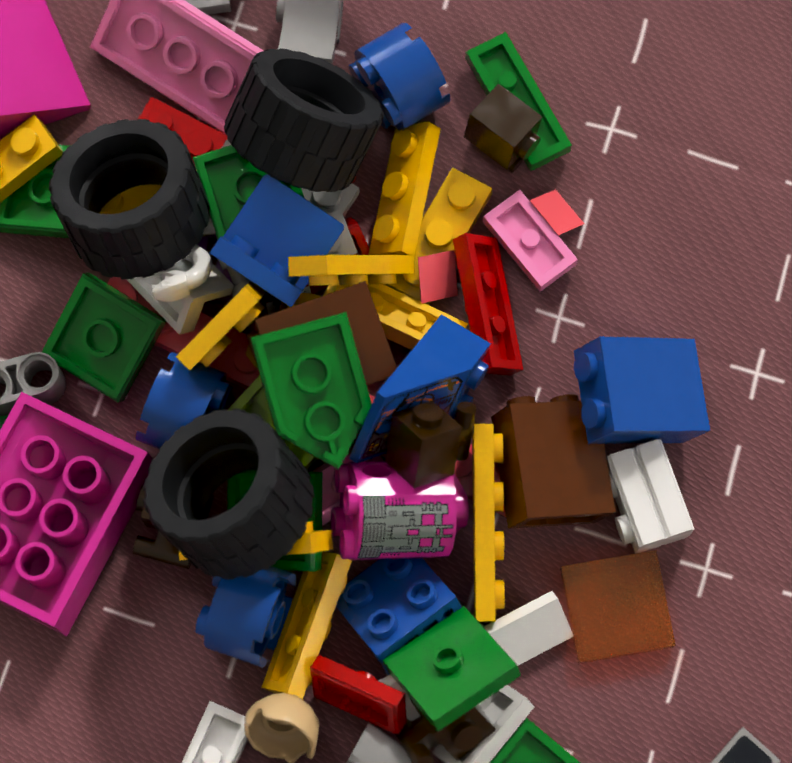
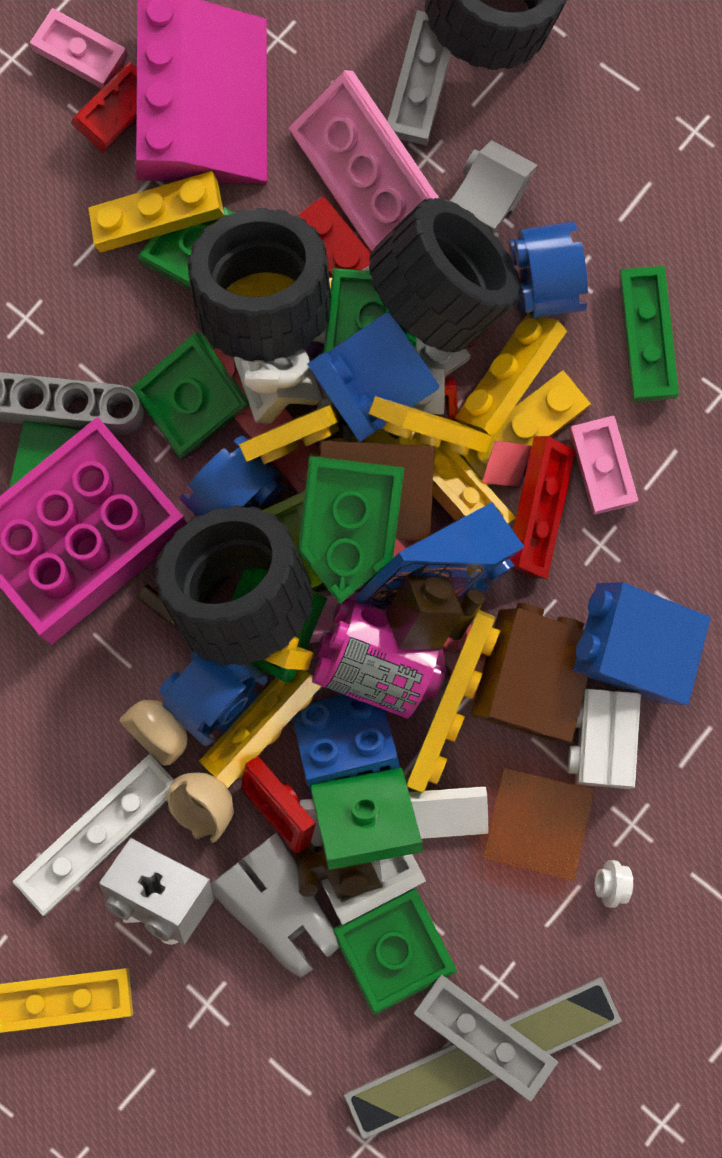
camera: 25 degrees right, 5 degrees up
(207, 674) = (156, 730): none -> tan hair
(504, 128) = (623, 355): dark brown brick -> none
(556, 212) = (639, 449): coral sticker -> none
(715, 631) = (614, 884): none -> white plate

